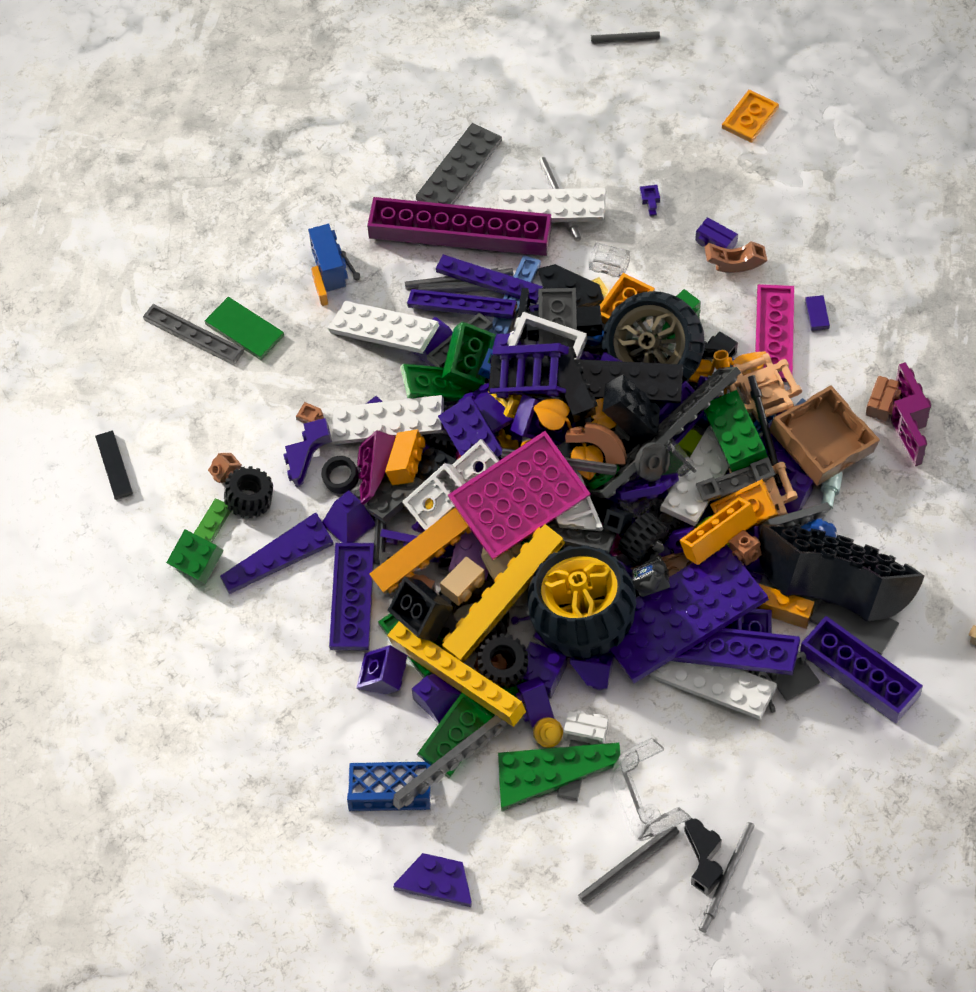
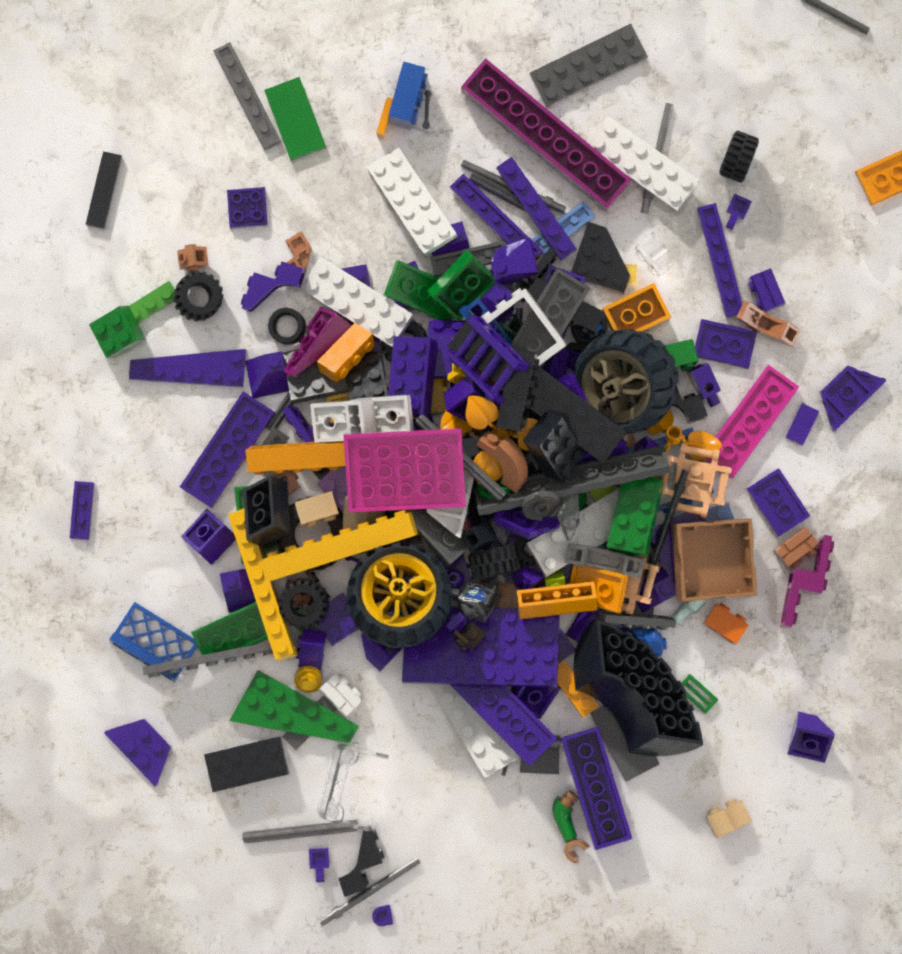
camera: 25 degrees right, 25 degrees up
(246, 411) = (247, 207): none -> dark purple tile
(253, 718) = (81, 510): none -> dark purple tile
(500, 314) = (514, 262): none -> dark purple slope
(541, 833) = (246, 764): none -> black brick
(624, 156) = (739, 156): none -> black tyre
(646, 597) = (456, 622): none -> dark purple plate
(663, 237) = (720, 259): none -> dark purple plate
(663, 877) = (319, 860): none -> dark purple plate
(664, 605) = (470, 637): none -> dark brown bracket
(715, 291) = (725, 343): none -> dark purple tile
(717, 319) = (699, 377): none -> dark purple torso
(745, 547) = (570, 627): nougat brick -> none
(753, 891) = (382, 916): none -> dark purple tile
(835, 271) = (847, 394): none -> dark purple wing
(845, 375) = (778, 502): none -> dark purple plate
(846, 708) = (562, 815): none -> piece
(870, 485) = (725, 623): none -> orange brick
(901, 558) = (693, 700): none -> green tile

